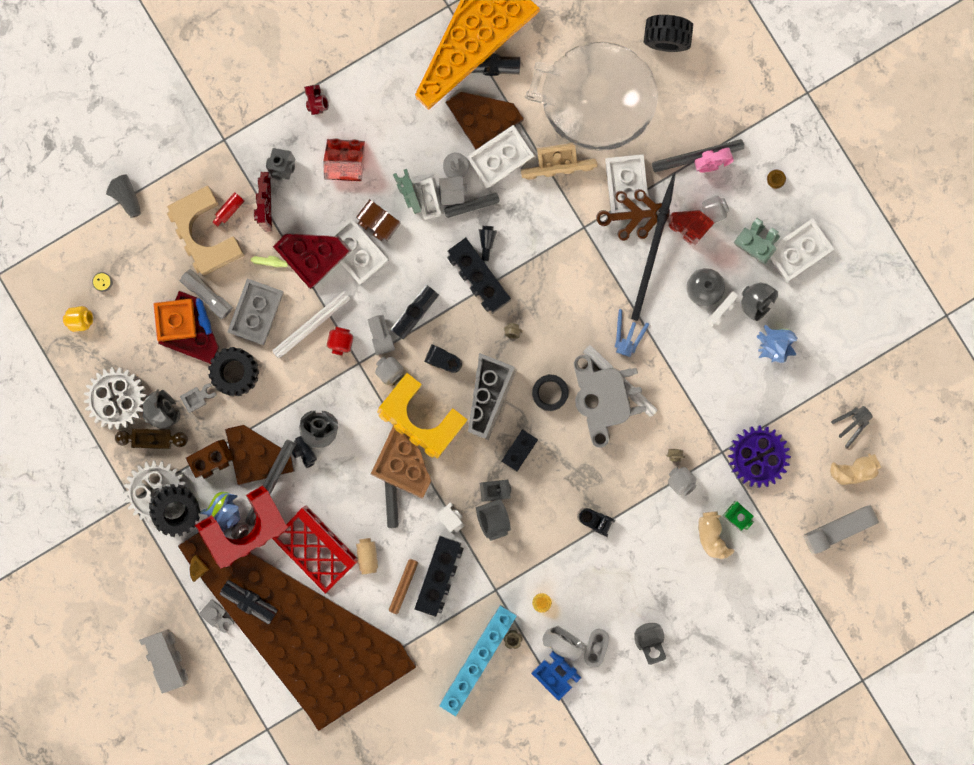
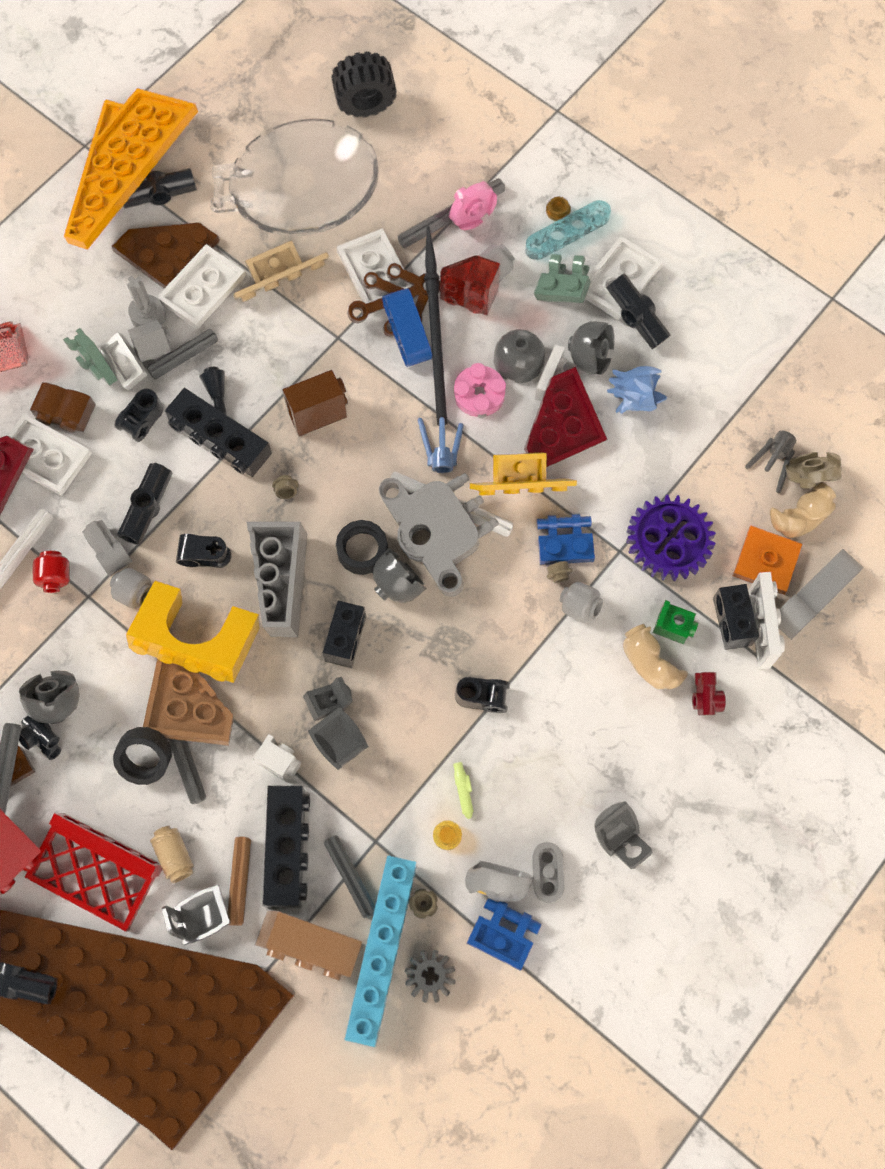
camera: 20 degrees left, 15 degrees down
(361, 498) = (135, 773): none -> black tyre
(373, 600) = (197, 916): none -> dark grey piece
(428, 245) = (140, 419): none -> black piece
(433, 641) = (308, 944): none -> medium nougat wedge
(473, 607) = (350, 876): none -> dark grey axle
(509, 683) = (421, 981): none -> dark grey gear
(552, 279) = (316, 402): none -> reddish brown piece
(562, 577) = (464, 788): none -> yellowish green piece
(566, 424) = (396, 579): none -> dark grey cylinder
(634, 241) = (407, 327): none -> blue beam
(673, 293) = (479, 376): none -> bright pink plate
(673, 381) = (519, 472): none -> yellow bracket
(686, 438) = (566, 547): none -> blue plate
(717, 350) = (564, 420): none -> dark red plate
(739, 574) = (707, 699): none -> dark red plate
(777, 198) = (570, 232): none -> clear light blue beam
(779, 526) = (735, 616): none -> black brick
(797, 537) = (767, 617): none -> white plate
(800, 284) = (638, 311): none -> black piece
(818, 493) = (767, 553): none -> orange plate
(881, 449) = (811, 469): none -> dark tan plate

